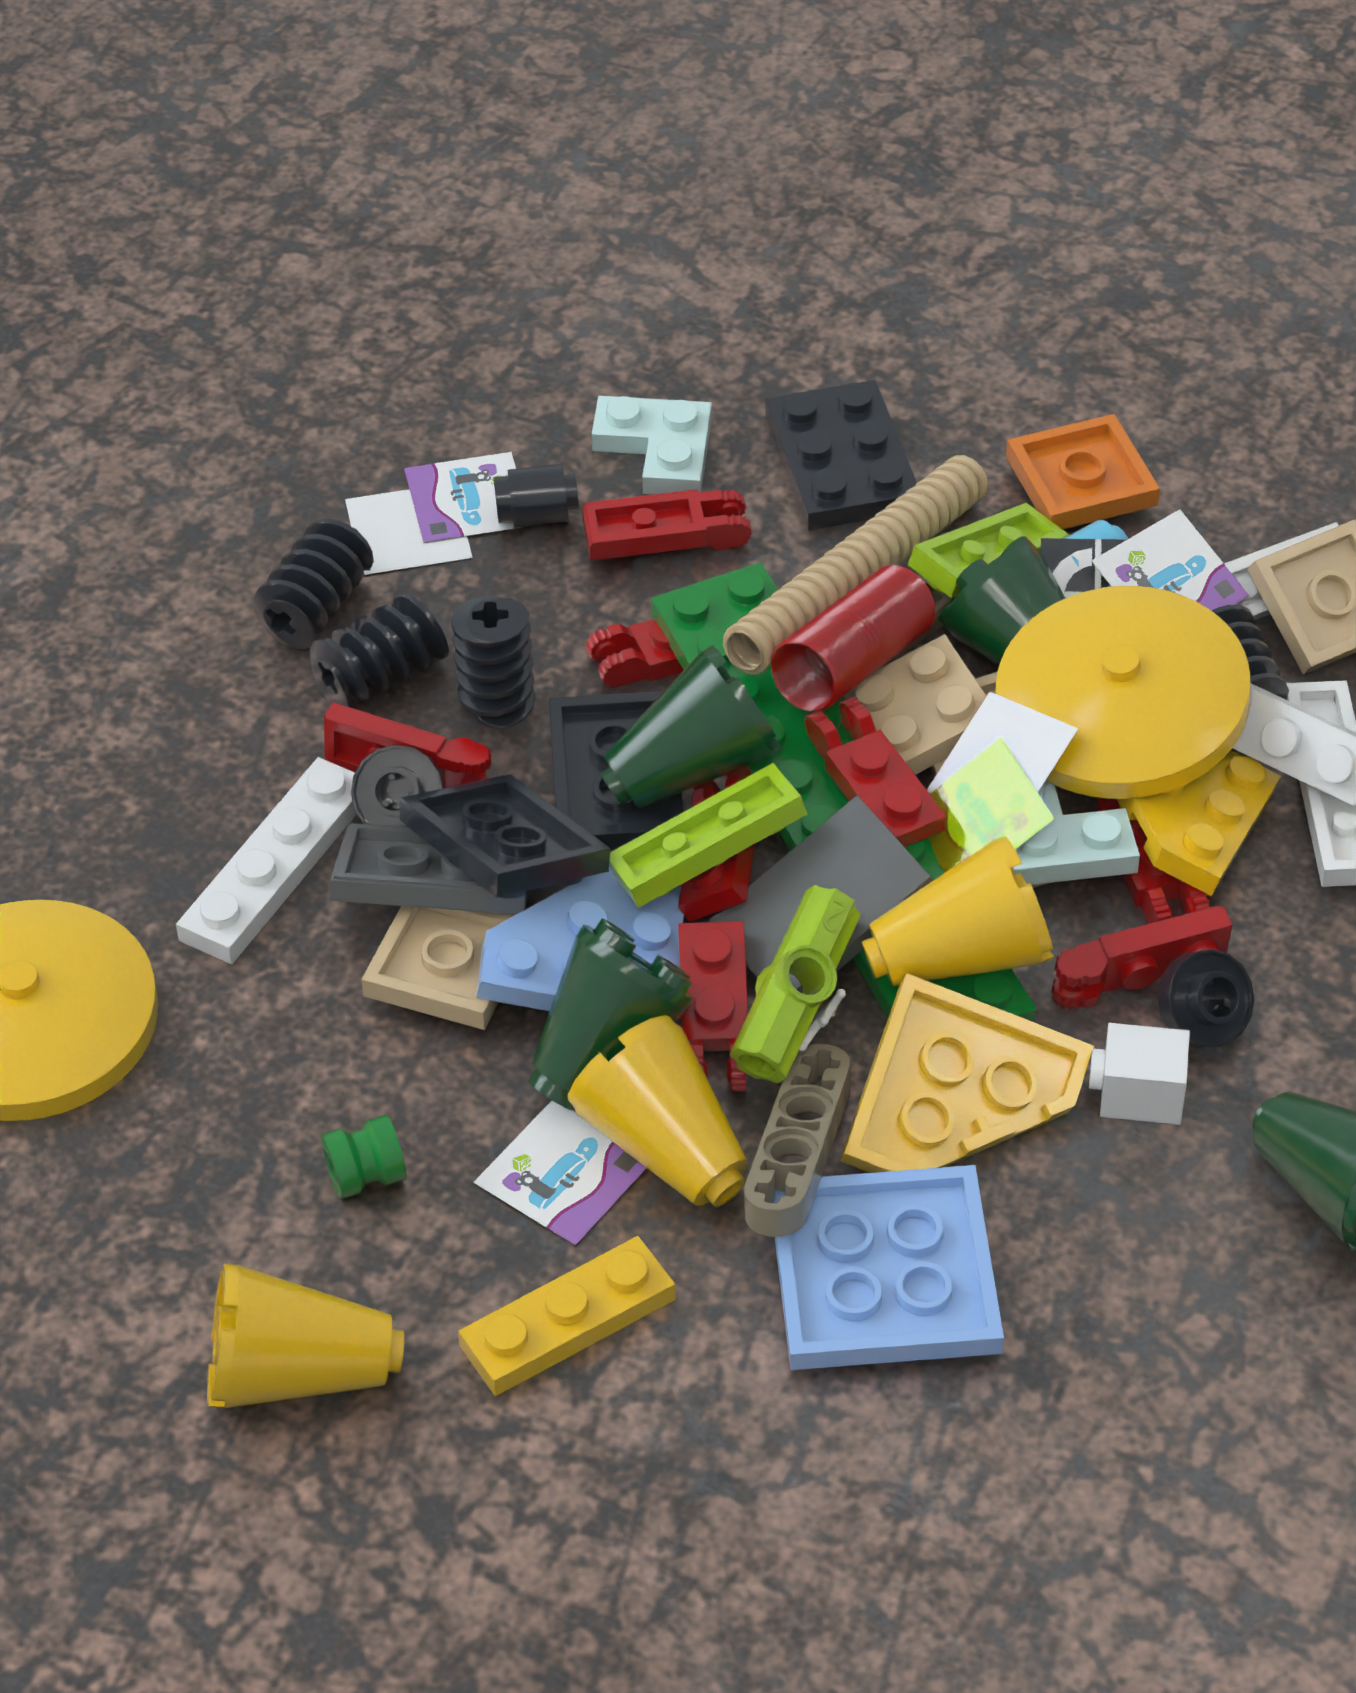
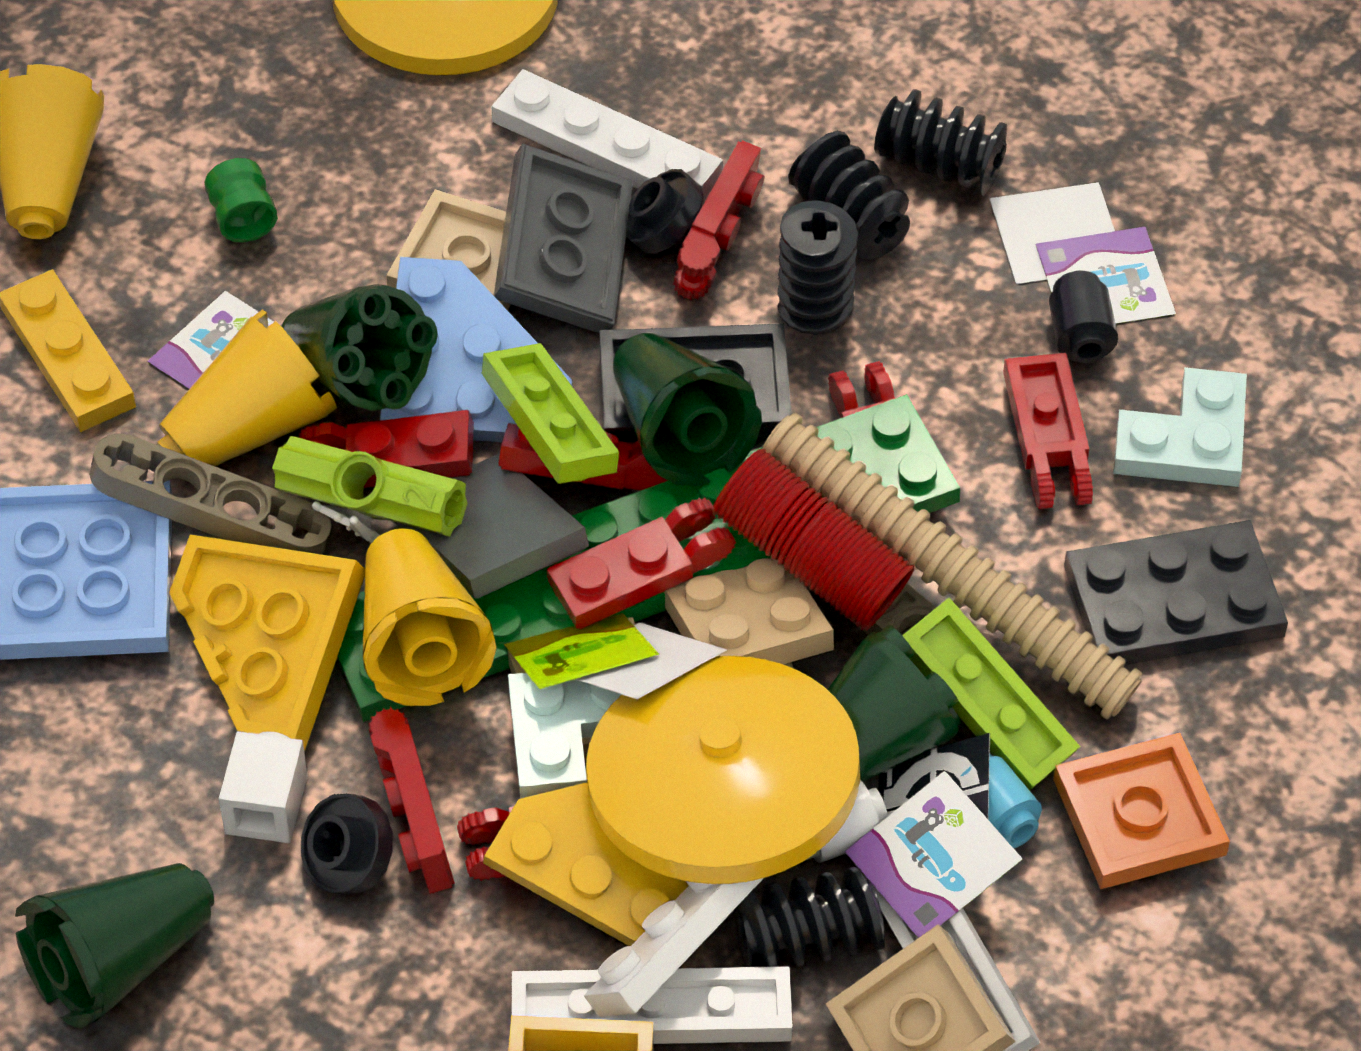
camera: 90 degrees right, 5 degrees up
(505, 835) = (577, 271): black plate -> none

